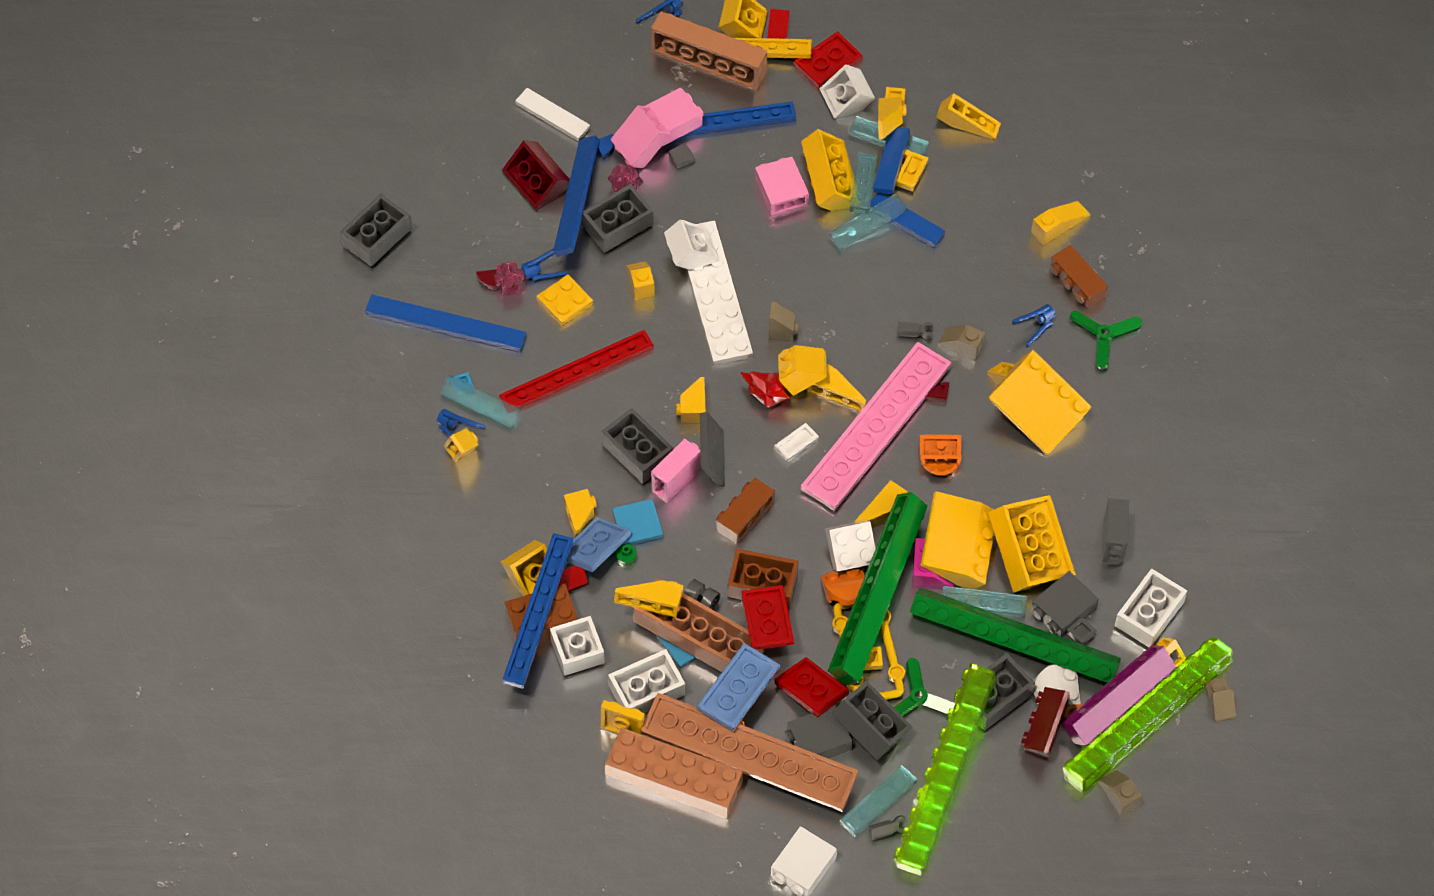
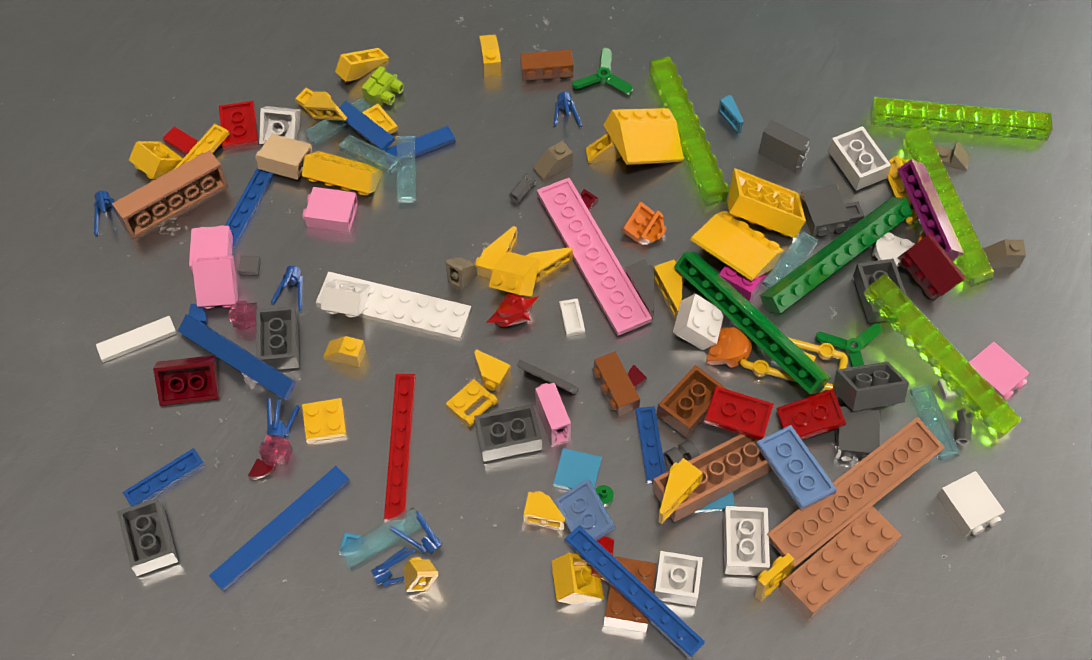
camera: 60 degrees left, 0 degrees up
(437, 213) = (164, 478): none -> blue tile
(497, 440) = (430, 541): none -> blue plant
(657, 400) = (467, 399): none -> yellow plate
(689, 194) = (291, 277): none -> blue plant
(706, 565) = (650, 443): none -> blue tile
(763, 525) = (636, 377): none -> dark red tile
(811, 112) = (283, 156): none -> tan brick
(834, 345) = (494, 252): none -> yellow slope
(866, 484) = (642, 279): none -> dark grey slope
(944, 155) = (380, 87): none -> lime hips
(967, 834) = (1000, 370): none -> bright pink brick
(1085, 436) = (692, 137): none -> clear neon green brick
(1135, 466) = (731, 113): none -> dark azure slope
(1276, 688) = (961, 119): none -> clear neon green brick

